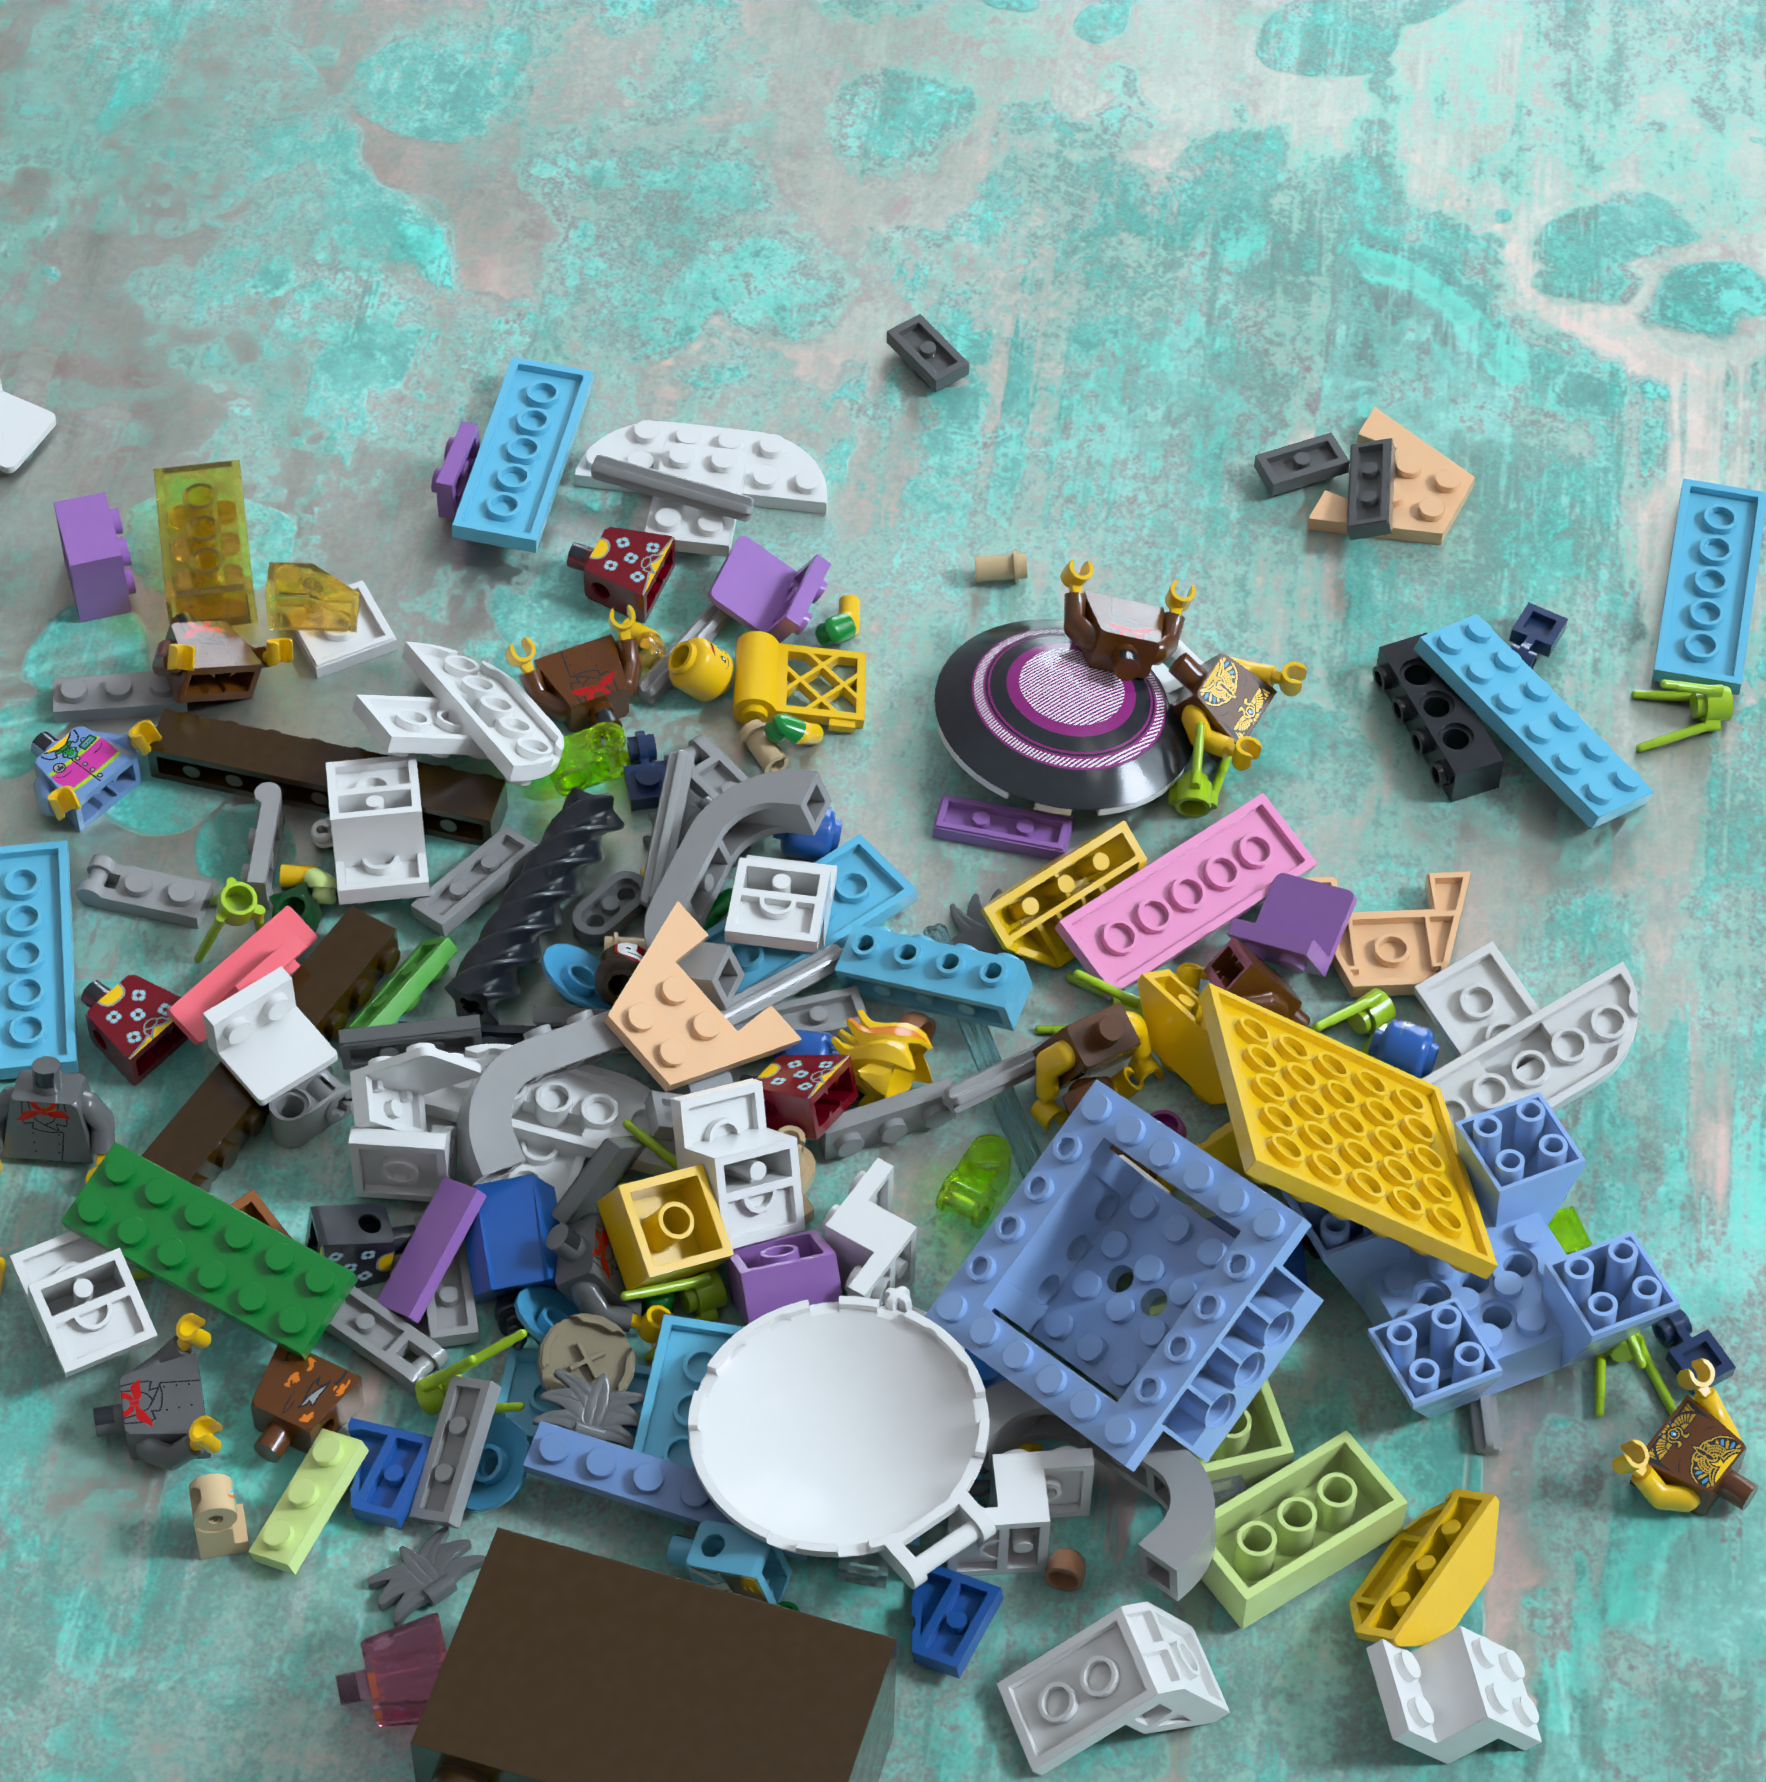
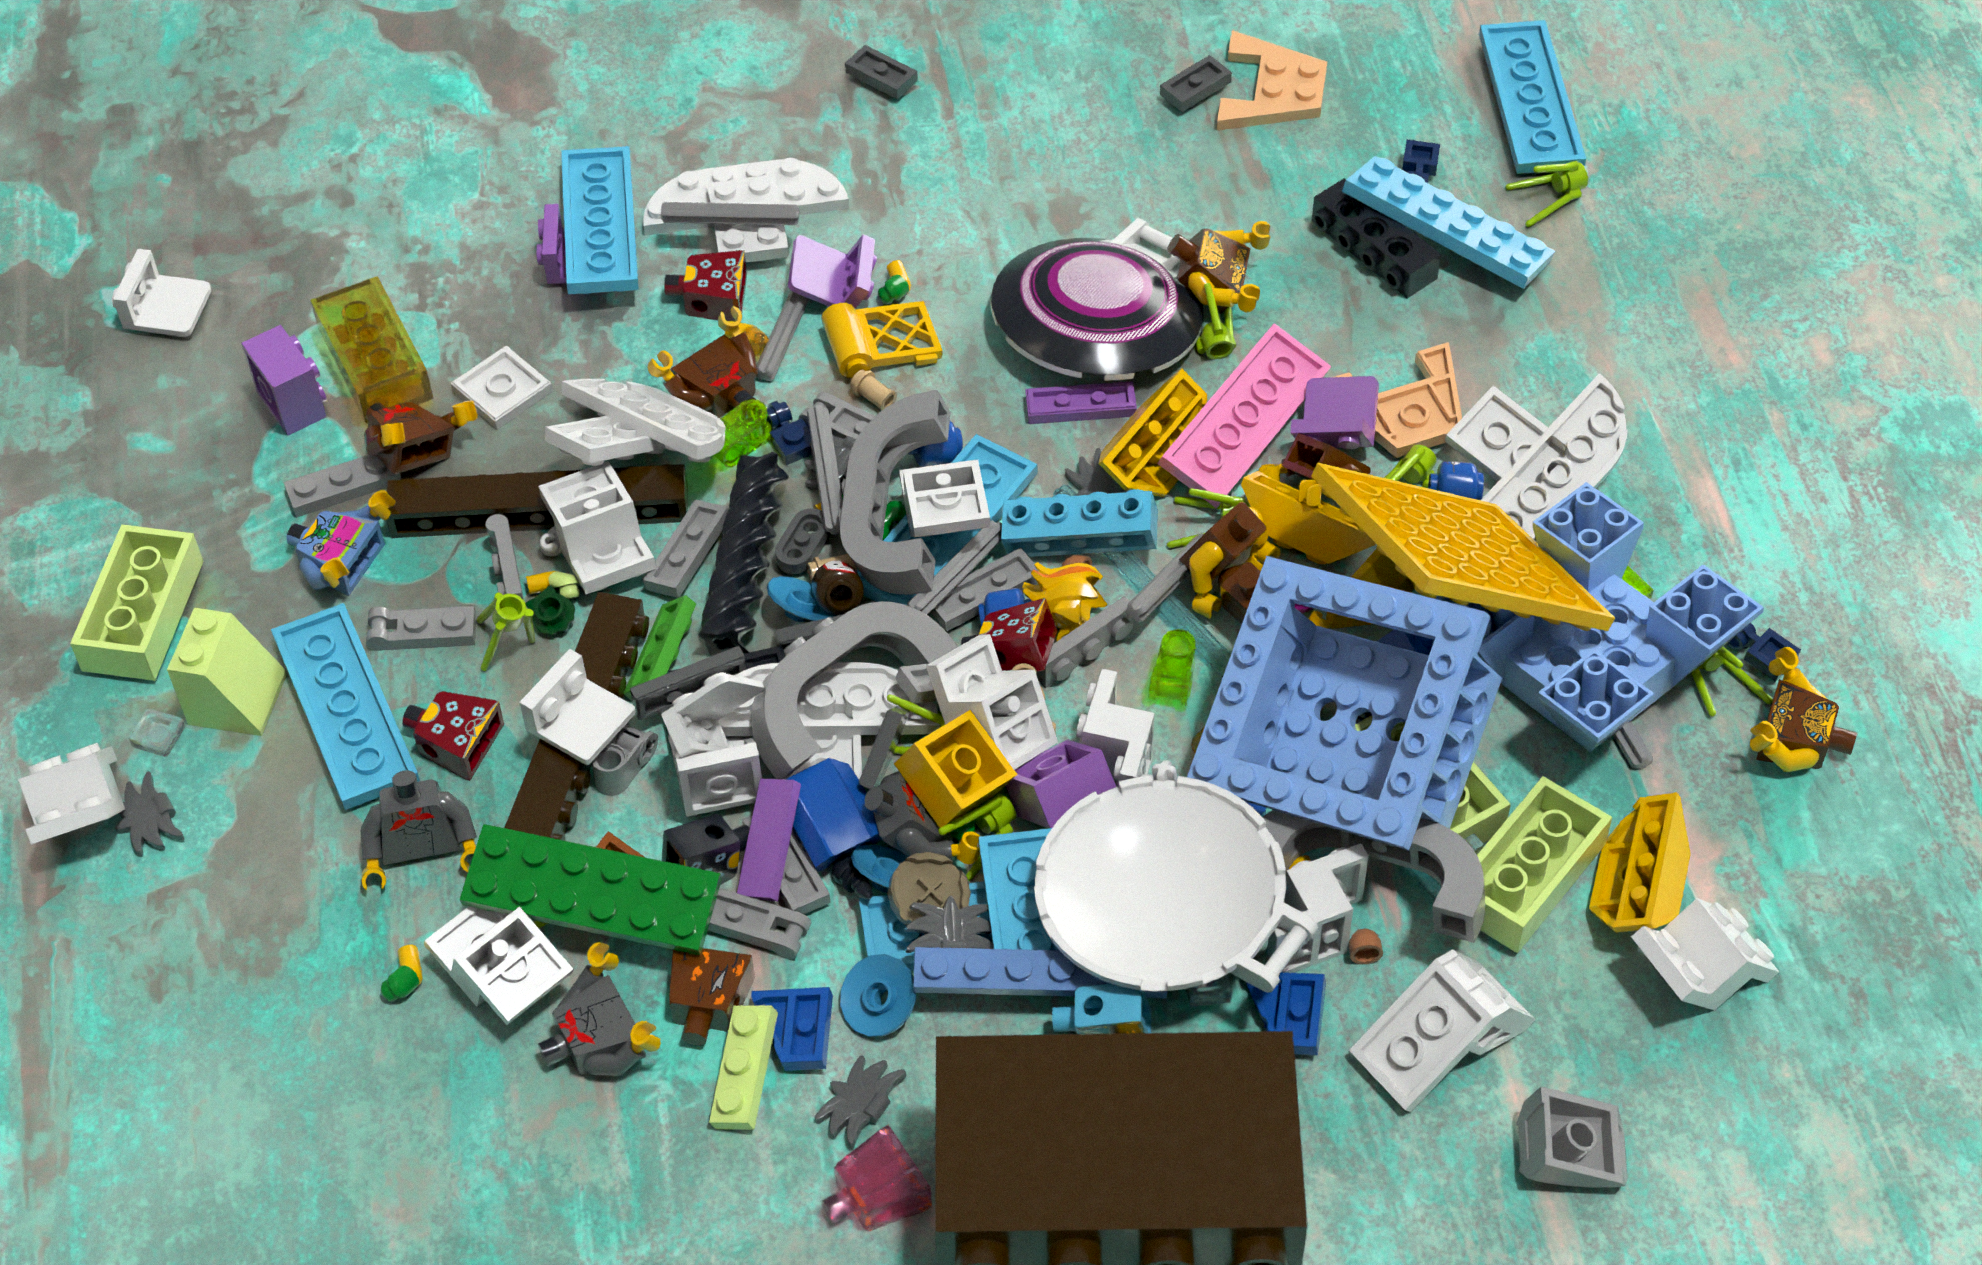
camera: 15 degrees left, 0 degrees up
(217, 1518) = (675, 1101): tan leg -> none
(268, 949) = (540, 651): coral bracket -> none
(309, 599) = (472, 368): clear yellow slope -> none
(433, 1388) = (820, 946): lime plant -> none
(455, 1451) = (850, 993): light grey plate -> none
(676, 1026) = (900, 610): light nougat wing -> none
(700, 669) = (802, 343): yellow head -> none
(793, 729) = (892, 368): green arm -> none
(1001, 567) = (1001, 212): tan pin -> none
(1121, 632) = (1120, 233): reddish brown torso -> none
(1371, 489) = (1257, 87): dark grey tile -> none

